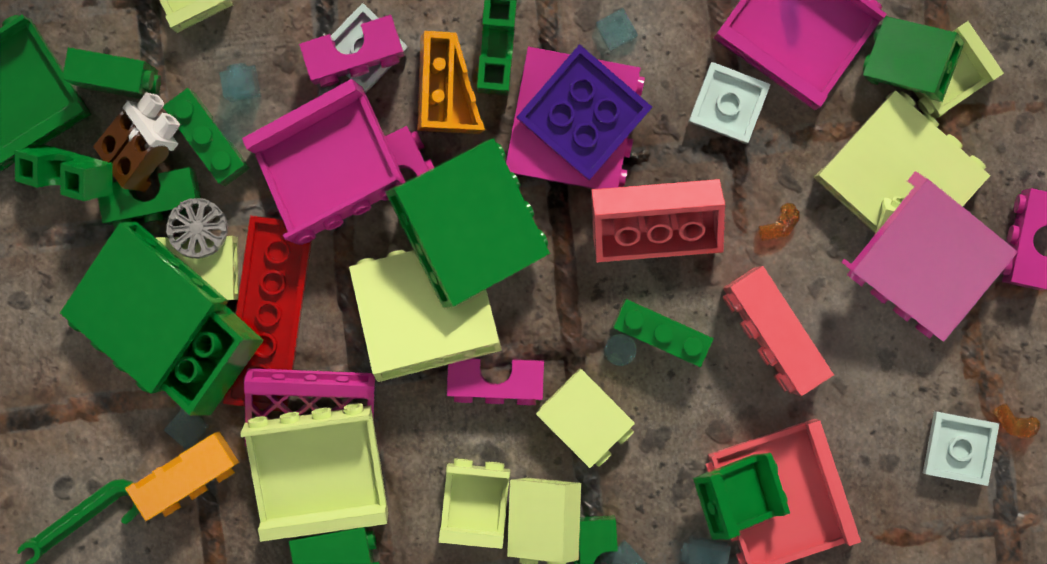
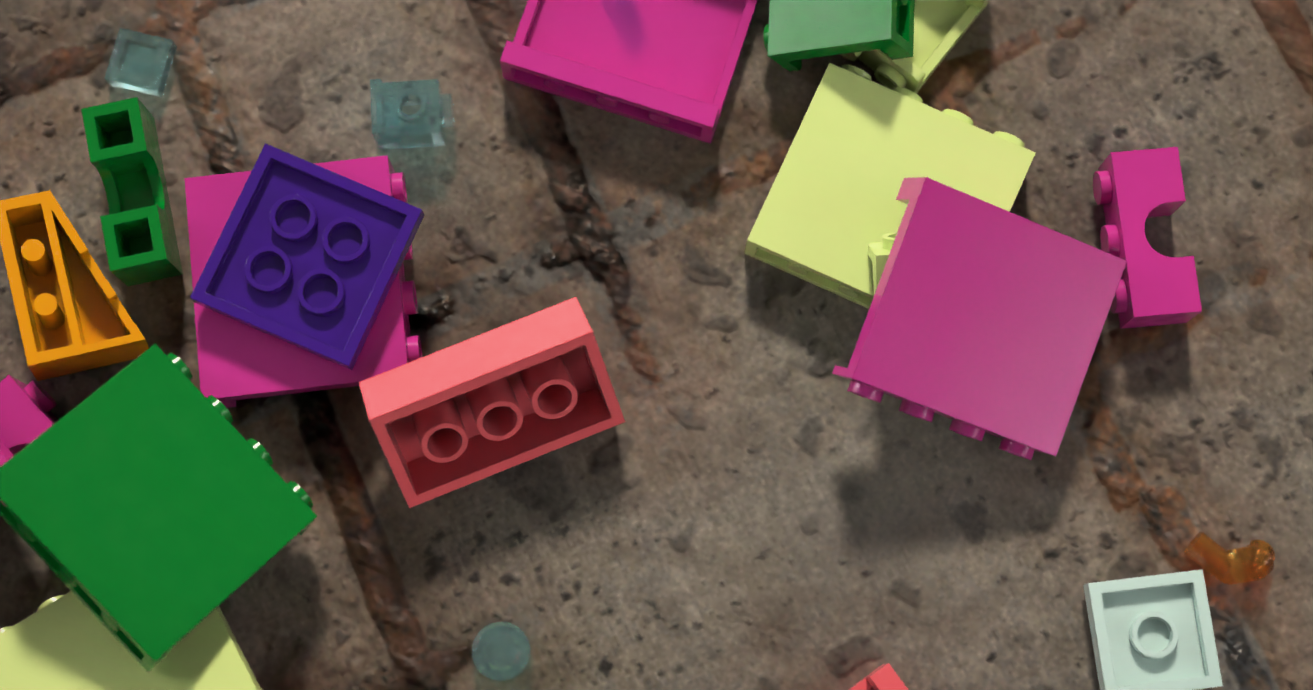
camera: 15 degrees left, 10 degrees down
(616, 29) = (335, 112): clear light blue tile -> none
(647, 49) = (399, 130): none -> clear light blue brick
(662, 332) = (561, 595): green arch -> none
(729, 103) = (559, 172): light aqua plate -> none
(777, 331) = (761, 528): coral brick -> none
(785, 224) = (718, 347): clear orange arm -> none

